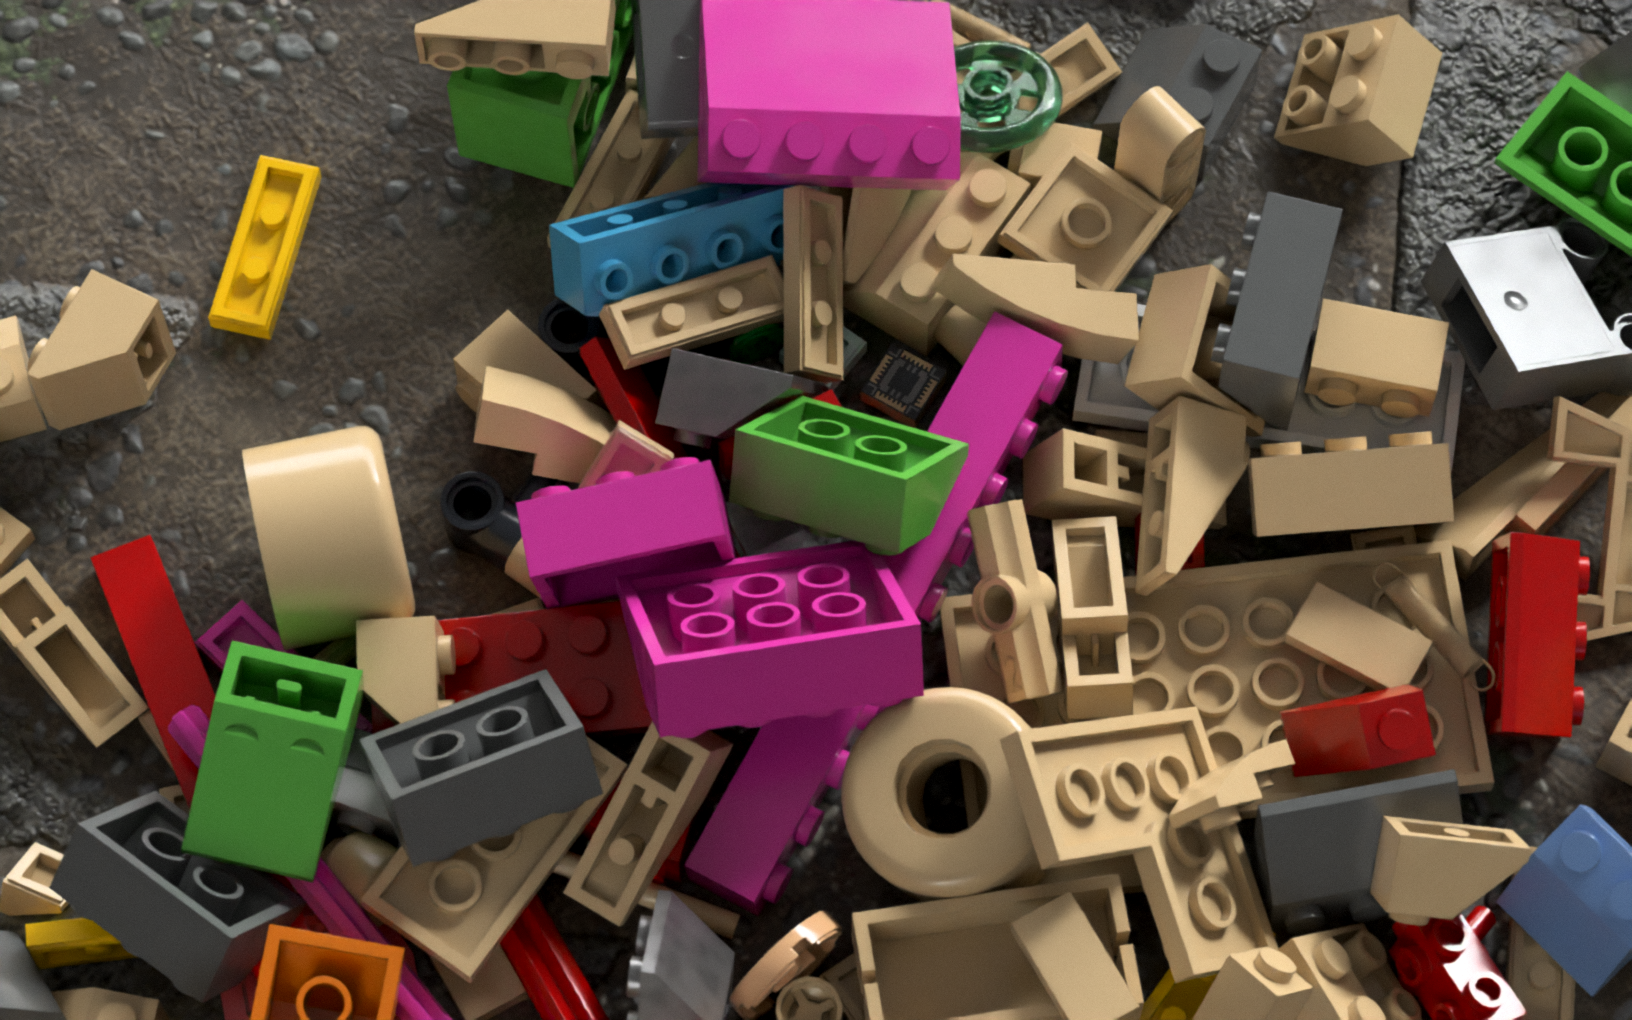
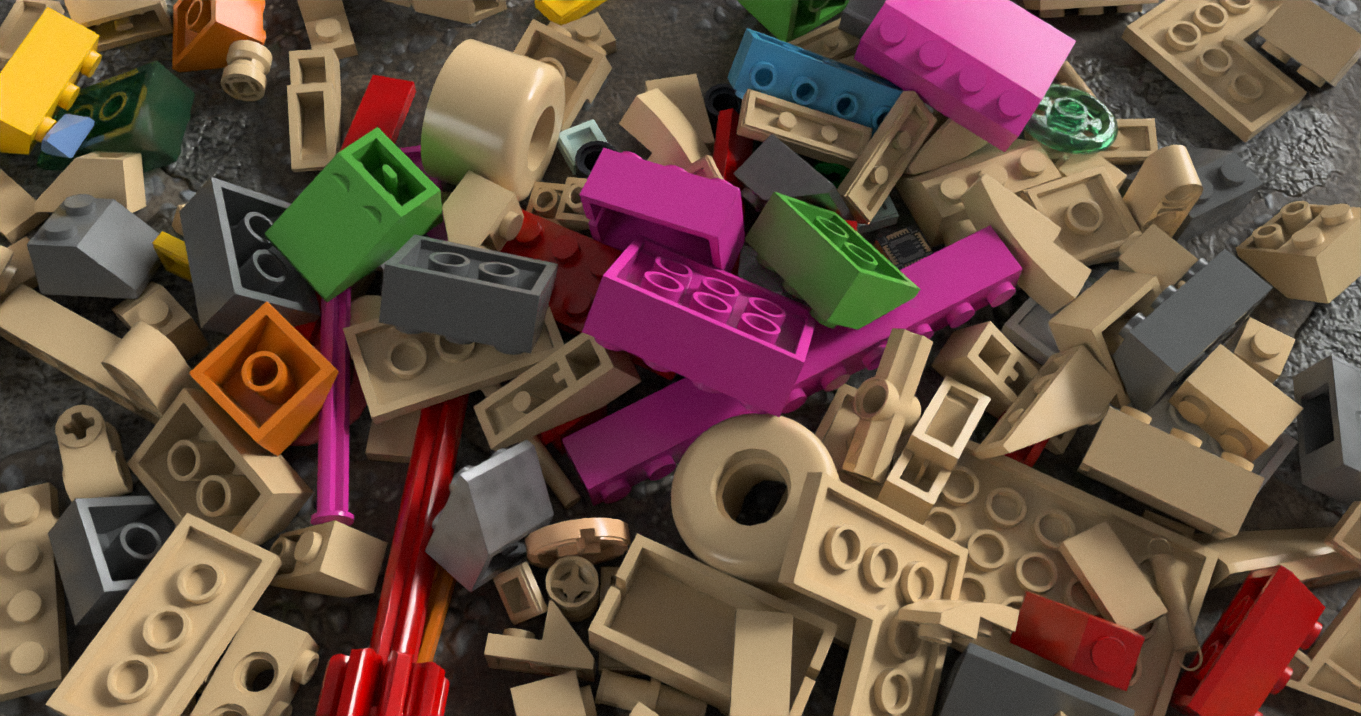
camera: 30 degrees right, 5 degrees down
(319, 332) = (593, 29): none -> tan plate
(320, 395) = (580, 65): none -> tan plate
(419, 485) = (573, 138): none -> light aqua tile
(477, 580) = (560, 203): none -> tan slope
(1199, 237) = (1156, 255): none -> tan slope
(1368, 272) = (1261, 348): none -> tan brick

